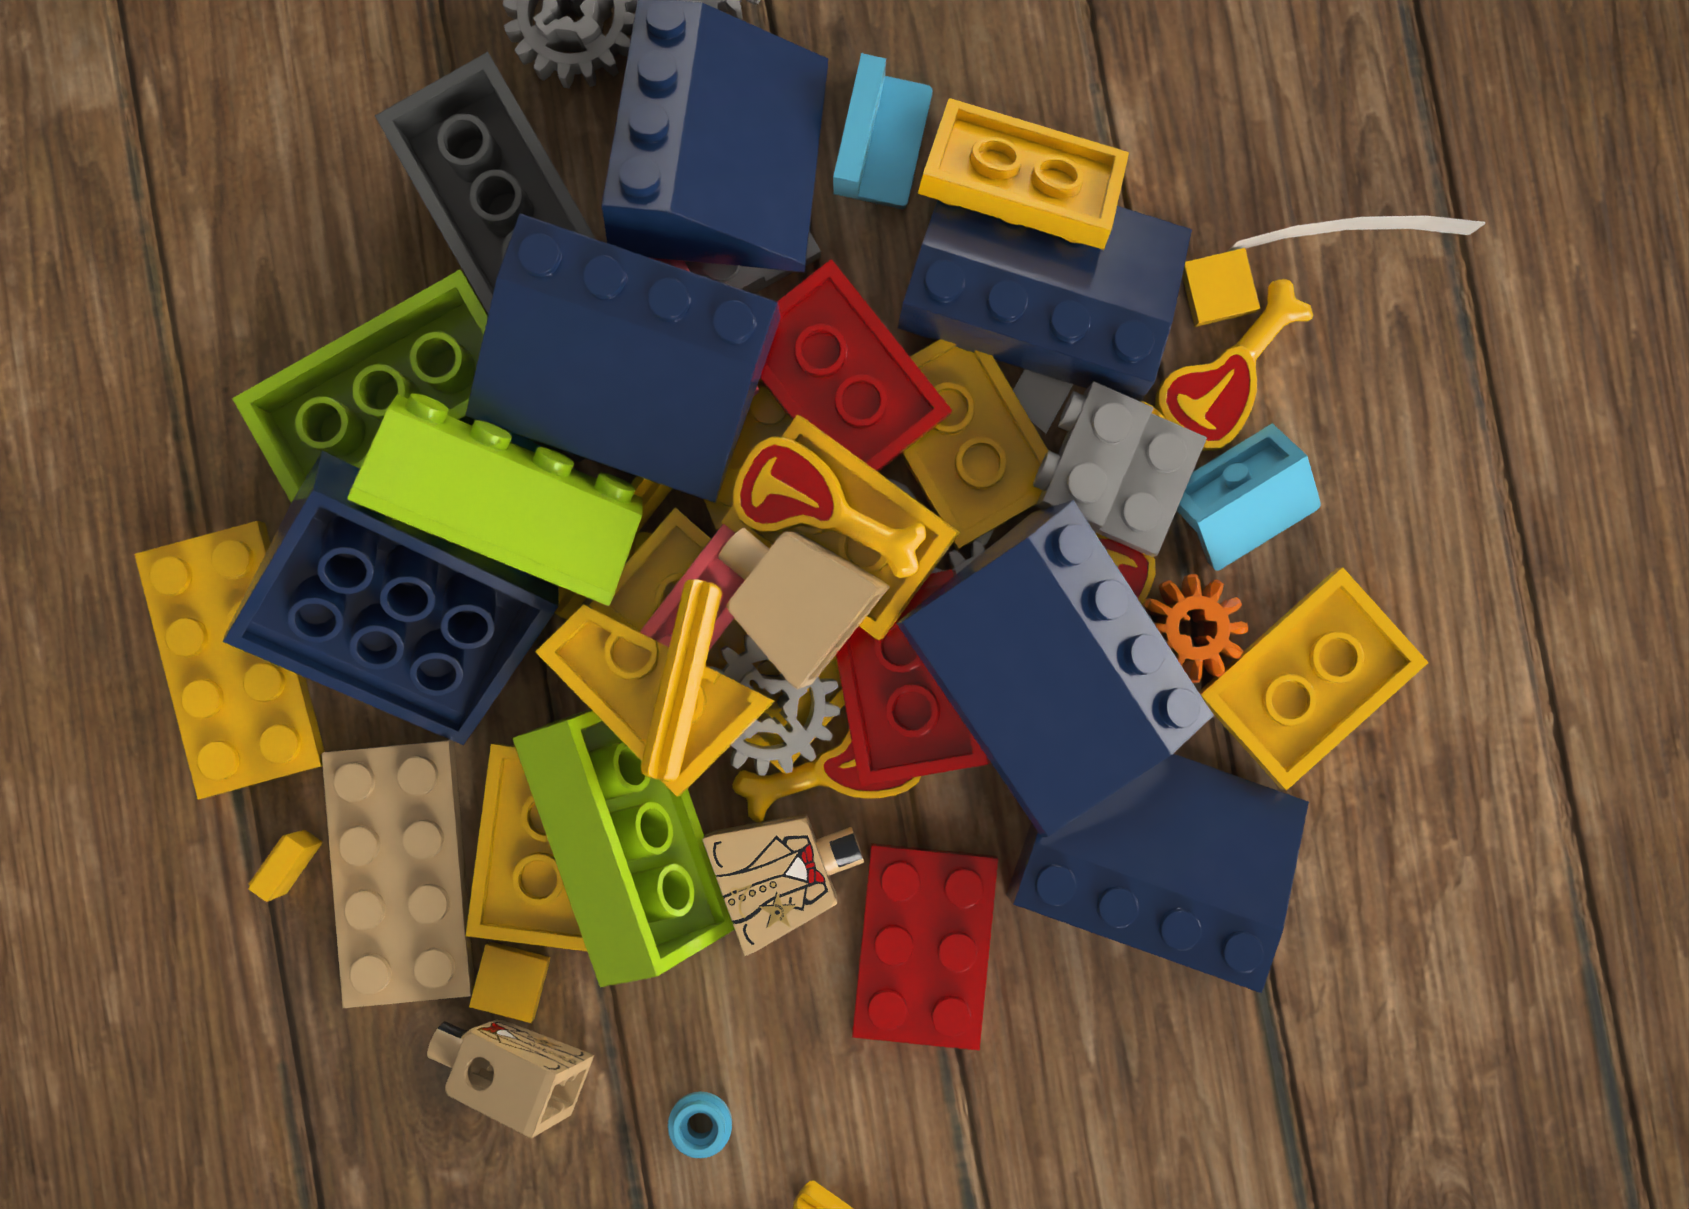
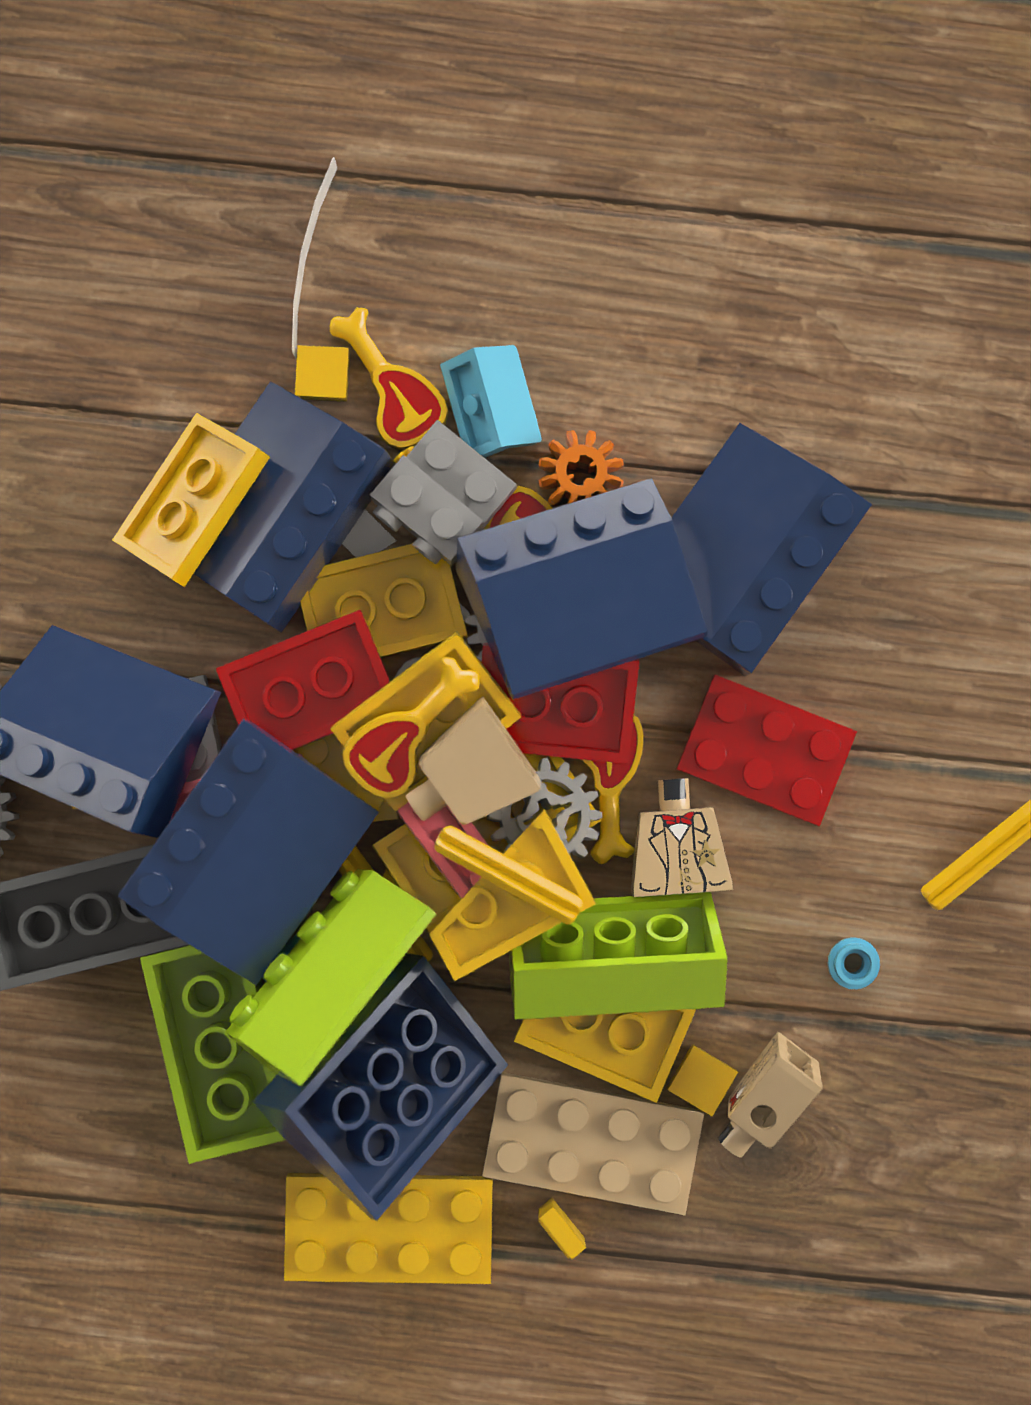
camera: 75 degrees left, 0 degrees up
(881, 136) = (126, 600): medium azure panel -> none
(1312, 678) = (645, 392): yellow plate -> none

